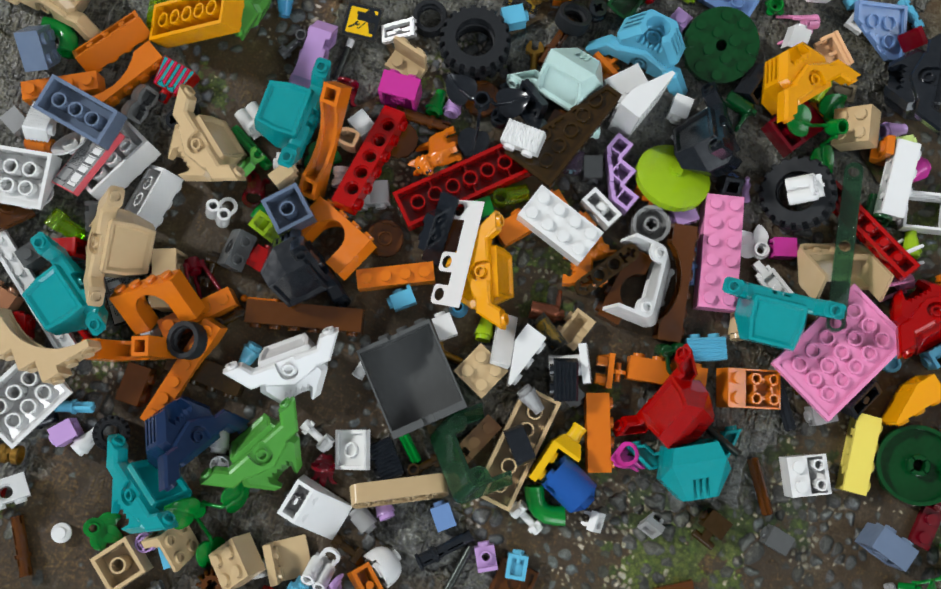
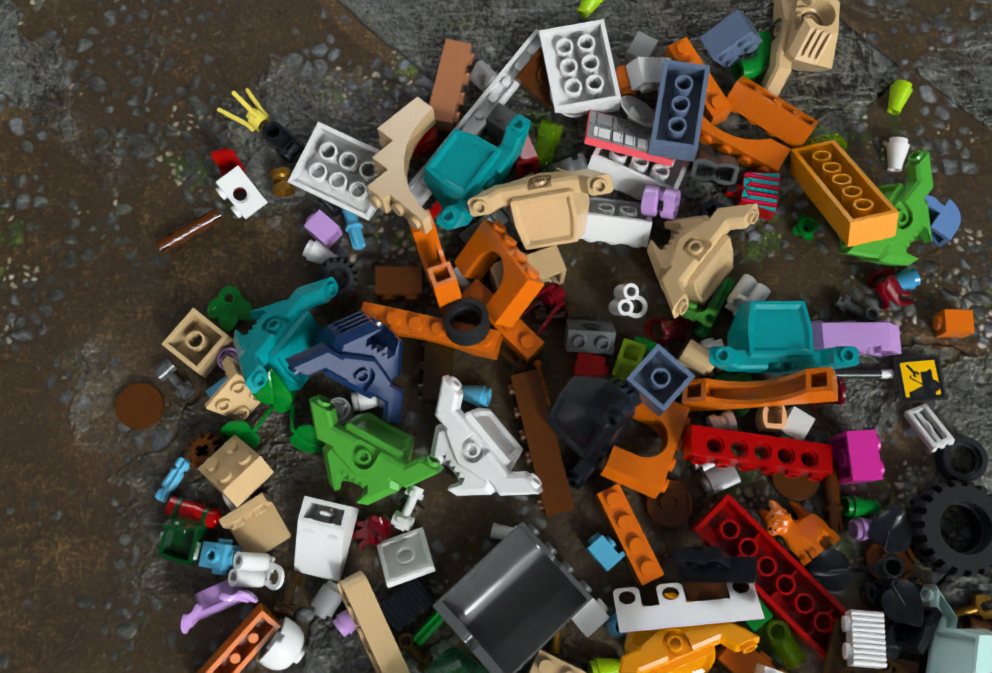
camera: 75 degrees right, 5 degrees down
(61, 532) = (215, 266): white plate -> none
(147, 161) = (653, 198): none -> lavender wheel
(216, 49) = (808, 222): none -> green plate
(286, 14) = (888, 288): none -> dark red piece
(407, 58) = (900, 450): tan bracket -> none

